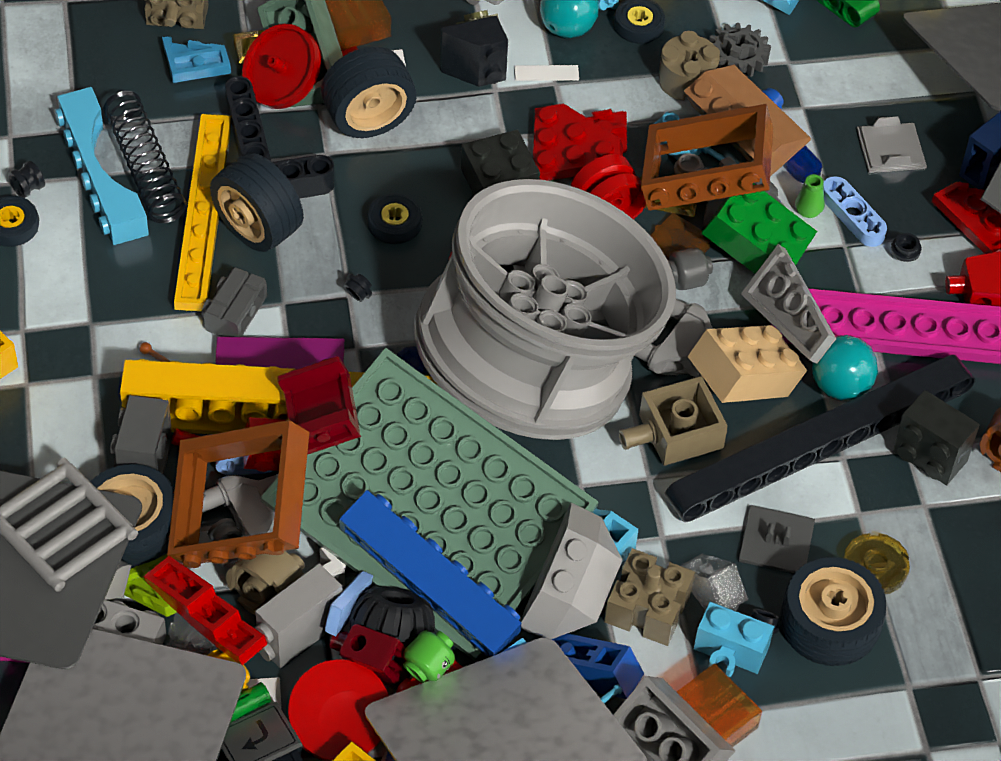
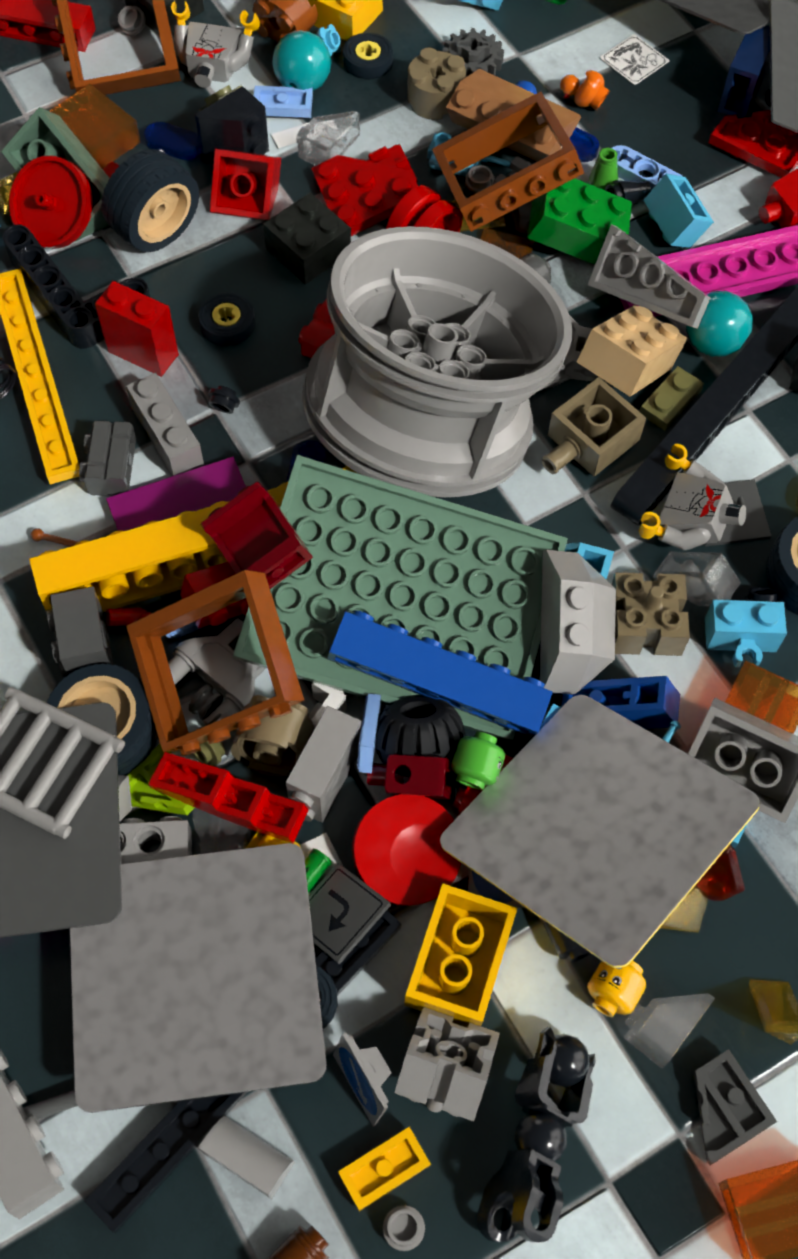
camera: 20 degrees left, 10 degrees up
(210, 572) = (210, 753): none -> olive plate
(256, 202) = (89, 346): black wheel -> none
(295, 291) = (165, 425): none -> light grey brick
(317, 198) = (137, 328): none -> red brick
(418, 43) = (172, 140): none -> clear blue tile
(466, 102) = (244, 183): none -> red slope
(537, 39) = (285, 101): none -> light blue plate
(564, 84) = (327, 136): none -> clear slope
(735, 522) = (695, 507): none -> light grey torso
(771, 420) = (671, 398): none -> olive plate
(826, 223) = (630, 190): none -> black cone
(834, 118) = (589, 93): none -> orange animal
(862, 254) = (678, 211): none -> medium azure brick
(891, 146) = (646, 103): light grey piece -> none
(901, 99) = (634, 59): none -> white sticker
(906, 247) = (709, 191): black plate -> none

